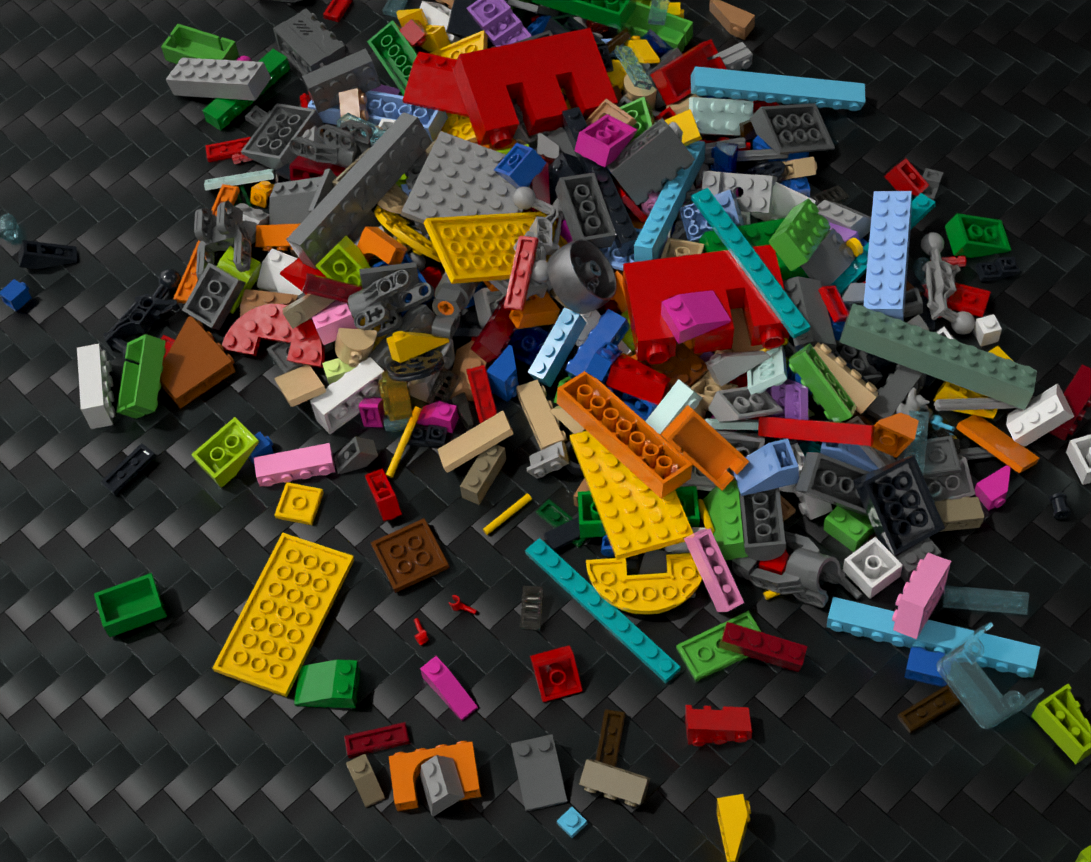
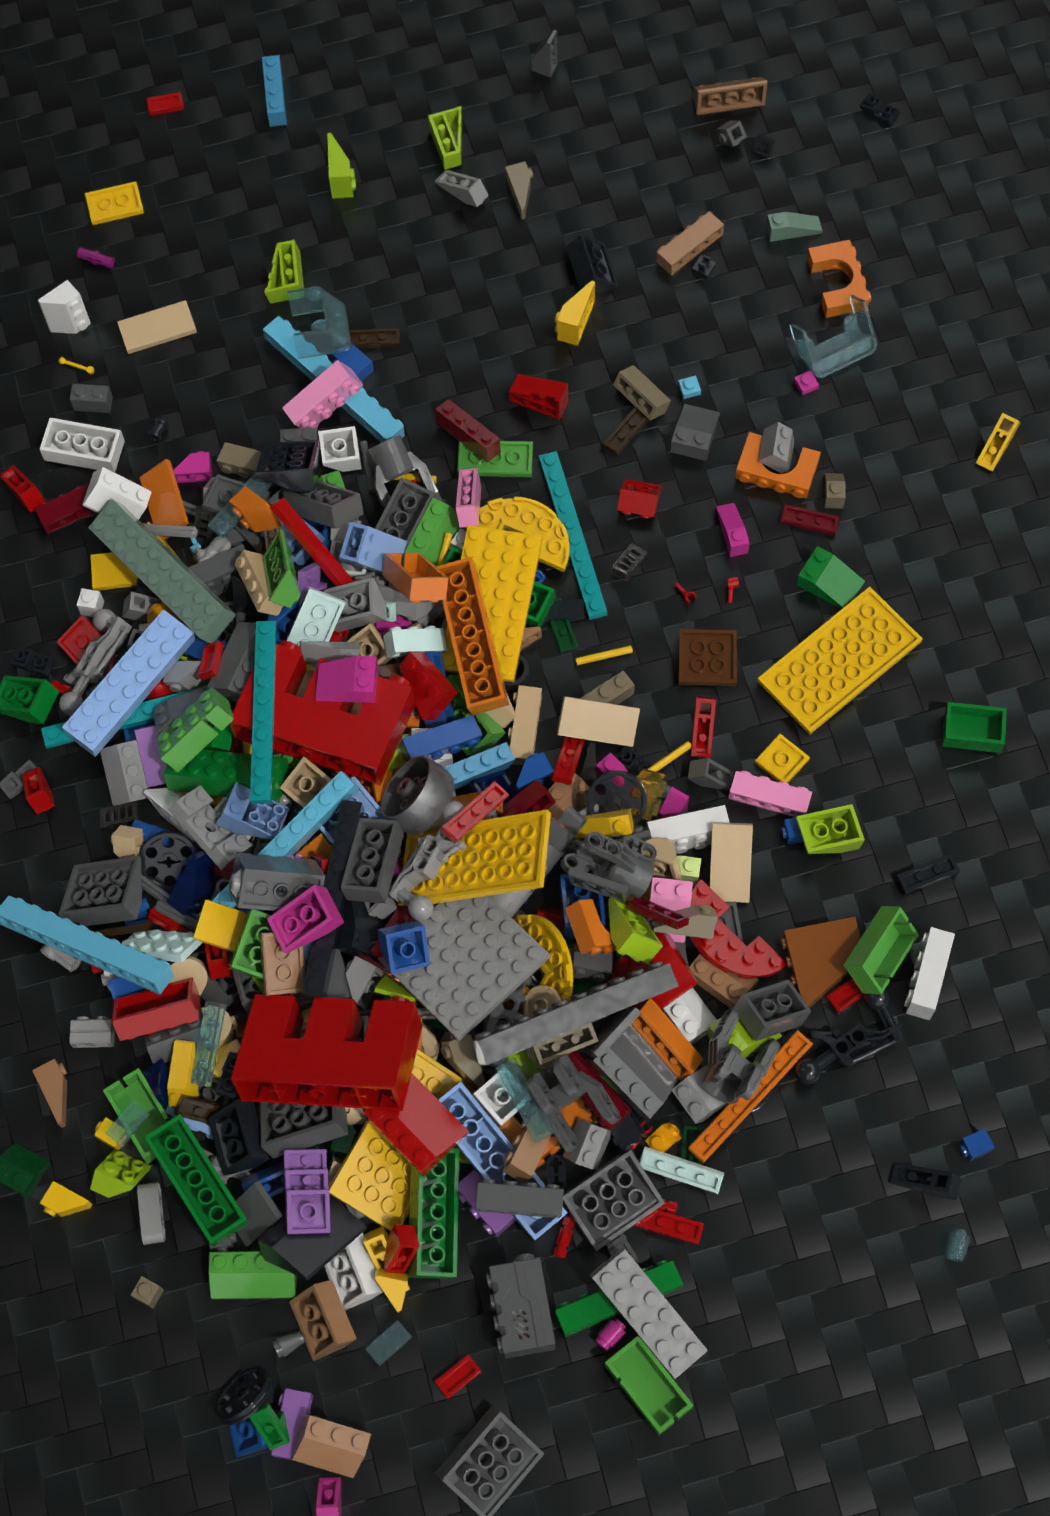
camera: 155 degrees left, 10 degrees up
(548, 460) = (544, 676): light grey bracket -> none
(602, 360) = (447, 707): blue slope -> none
(855, 245) = (147, 716): yellow tile -> none
(985, 599) = (265, 385): clear light blue plate -> none

